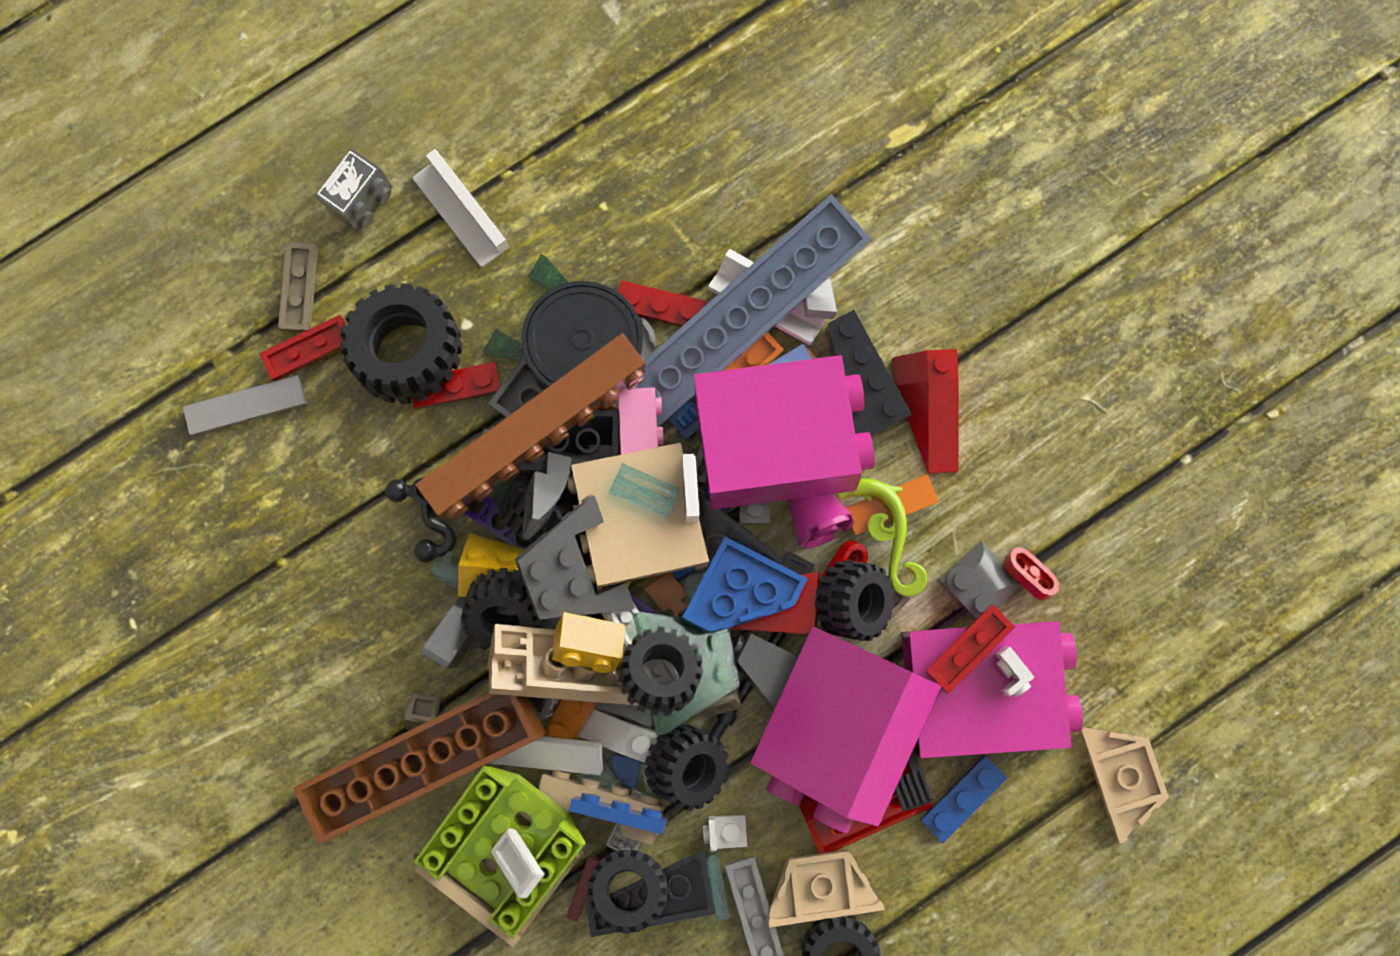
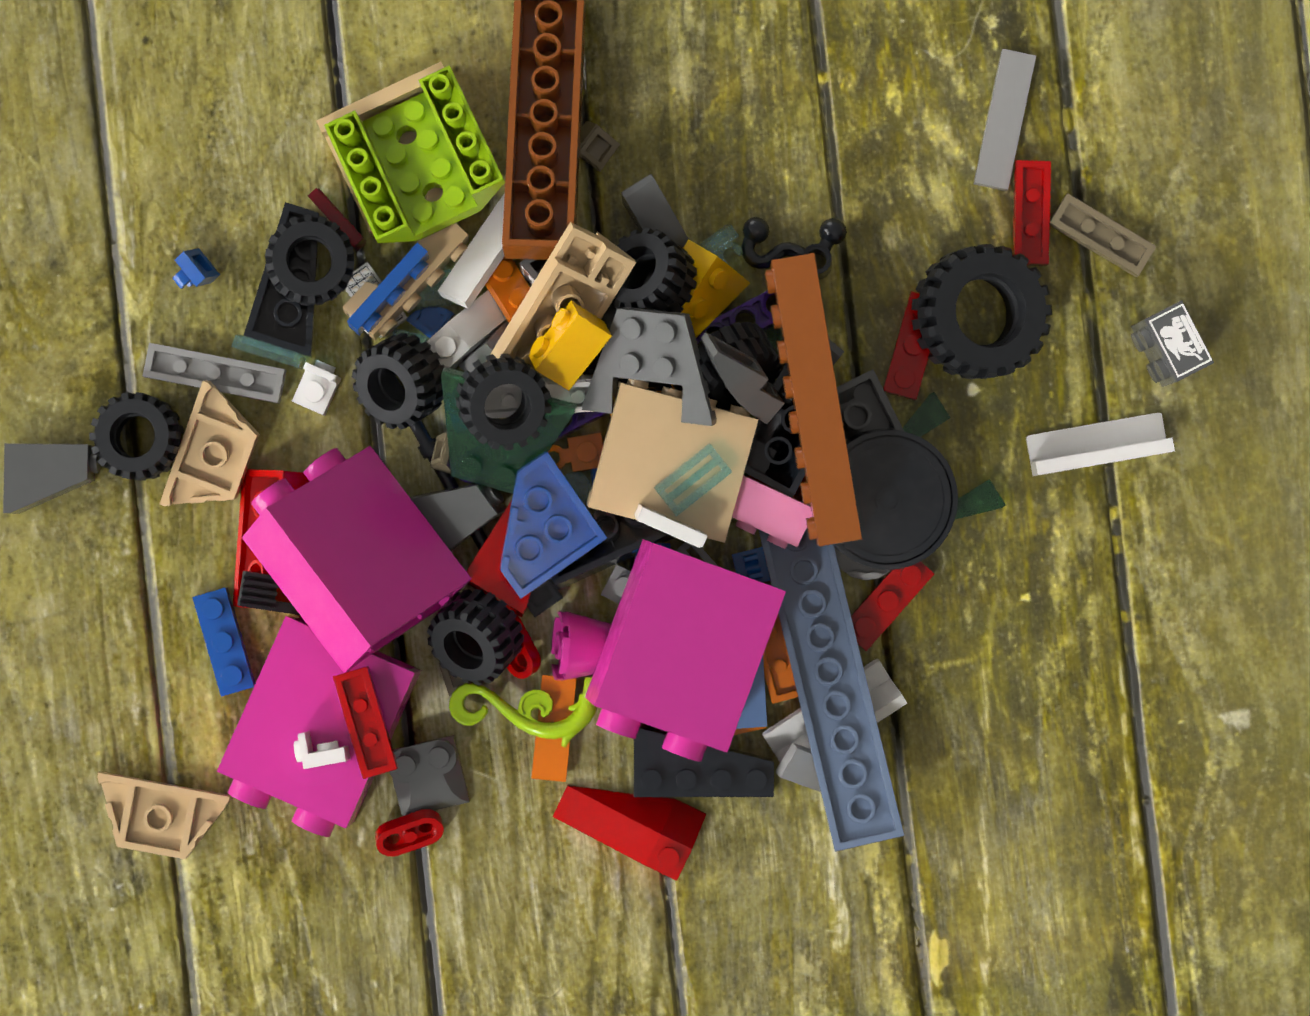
camera: 120 degrees right, 5 degrees up
(517, 863) = (393, 166): white tile -> none

